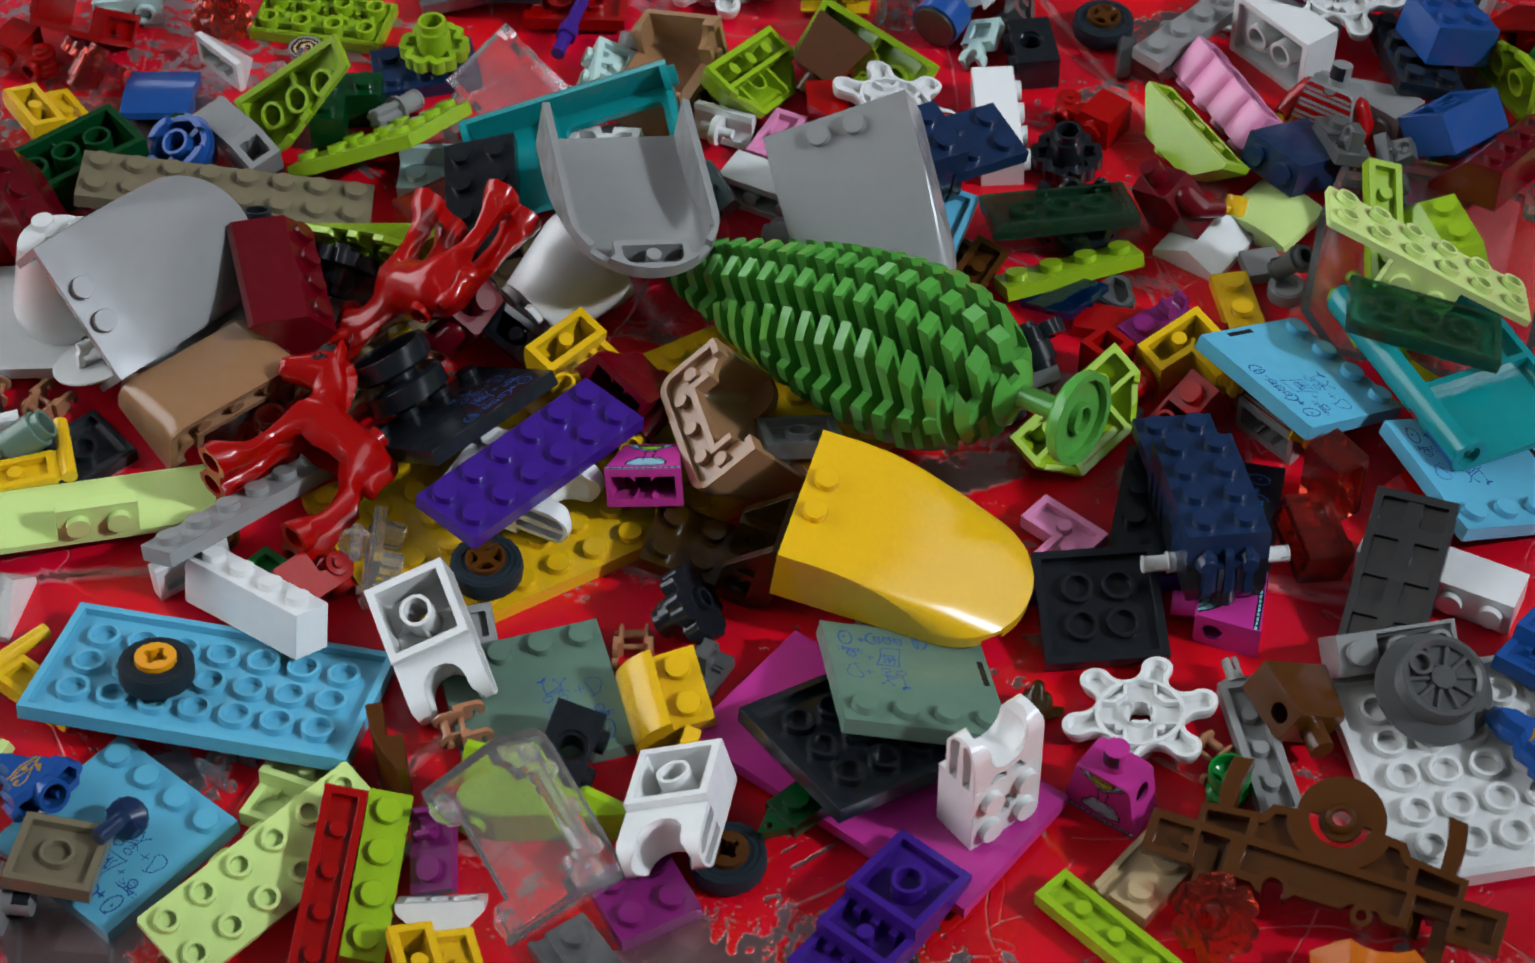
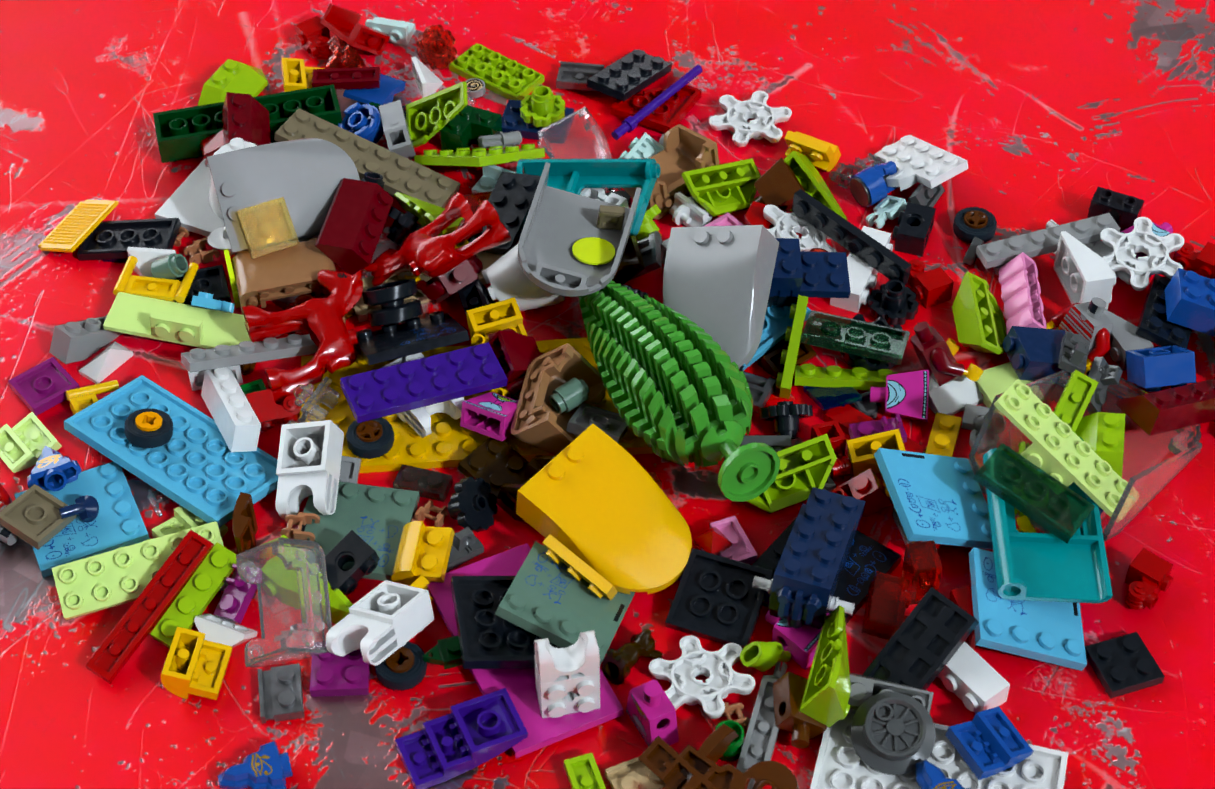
camera: 25 degrees right, 0 degrees up
(109, 465) = (206, 301): none -> medium azure plate
(118, 89) = (347, 77): none -> dark red plate
(129, 421) = (232, 278): none -> neon yellow piece
(162, 326) = (267, 227): none -> clear yellow plate
(605, 601) = (428, 483): none -> clear smoke plate
(660, 153) = (610, 217): none -> dark tan tile
(661, 206) = (593, 251): none -> neon yellow piece
(740, 410) = (569, 395): none -> sand green brick
(905, 632) = (578, 568): none -> yellow plate
(971, 84) = (850, 237): none -> black plate
(982, 236) = (789, 356): none -> lime plate
(1043, 536) = (712, 541): none -> red slope
(1165, 264) = (905, 395): none -> dark pink torso
(1204, 656) = (763, 655): none -> lime piece
(1315, 638) = (829, 677): none -> lime wedge

